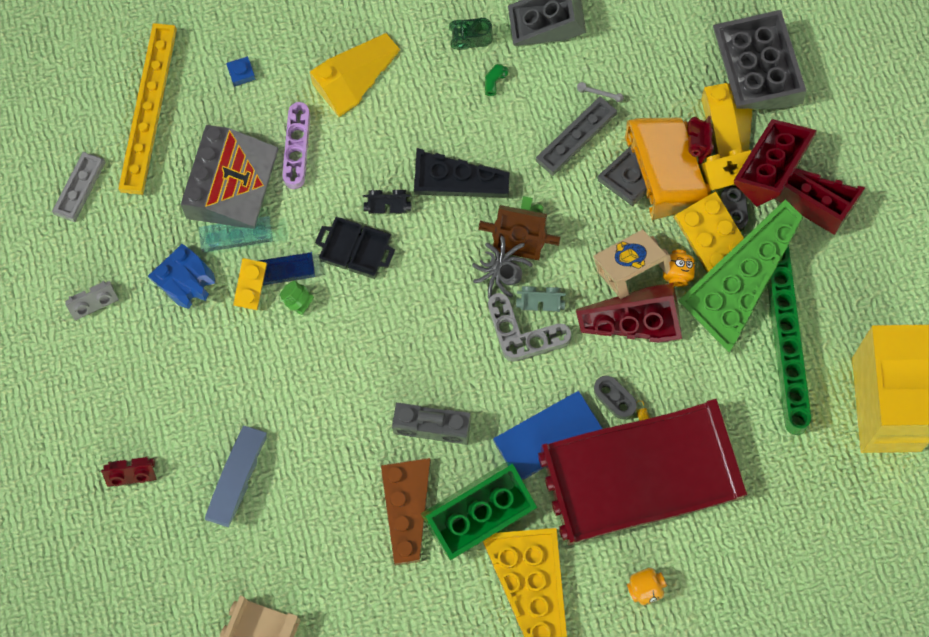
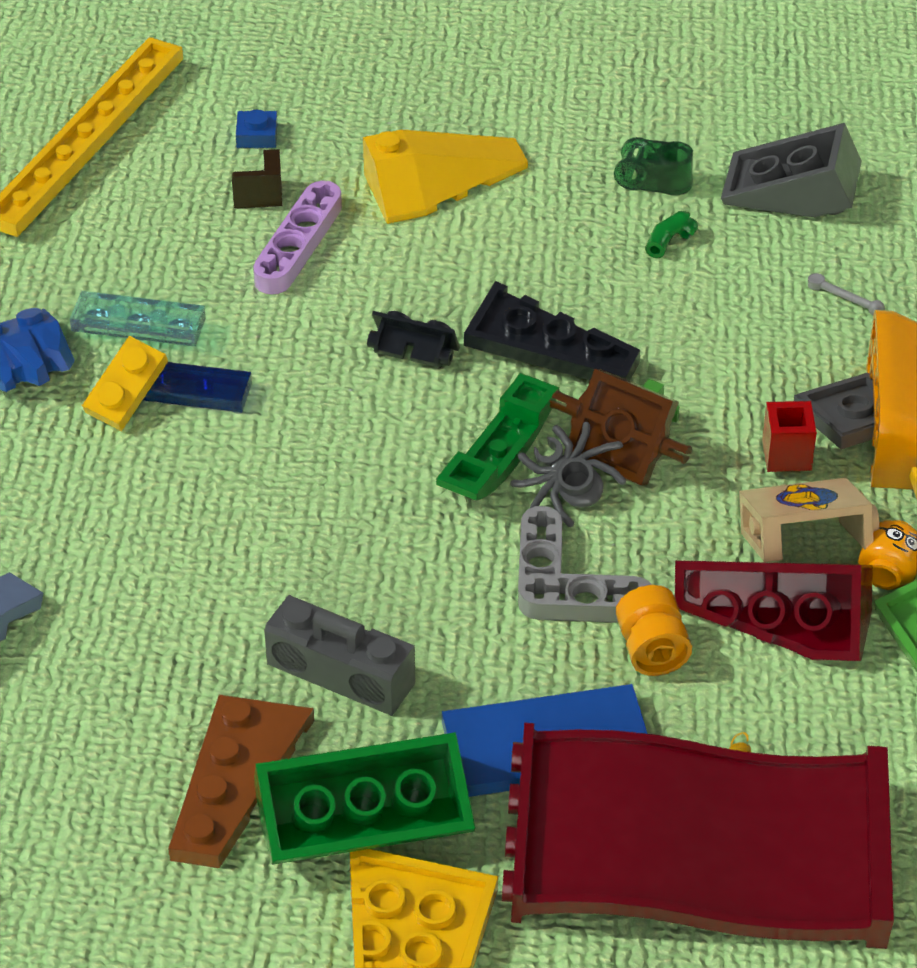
camera: 15 degrees right, 25 degrees down
(228, 178) = (160, 239): flat silver slope -> none
(260, 115) = (259, 187): none -> dark brown panel
(296, 297) = (195, 423): bright green piece -> none
(345, 242) = (328, 388): black piece -> none
(458, 257) = (496, 451): none -> green slope
(531, 297) = (638, 536): sand green hinge -> none
(576, 136) = (778, 335): dark grey plate -> none
(577, 354) = (653, 630): none -> light orange wheel
(605, 209) = (789, 436): none -> red brick
(616, 397) = (704, 716): dark grey plate -> none

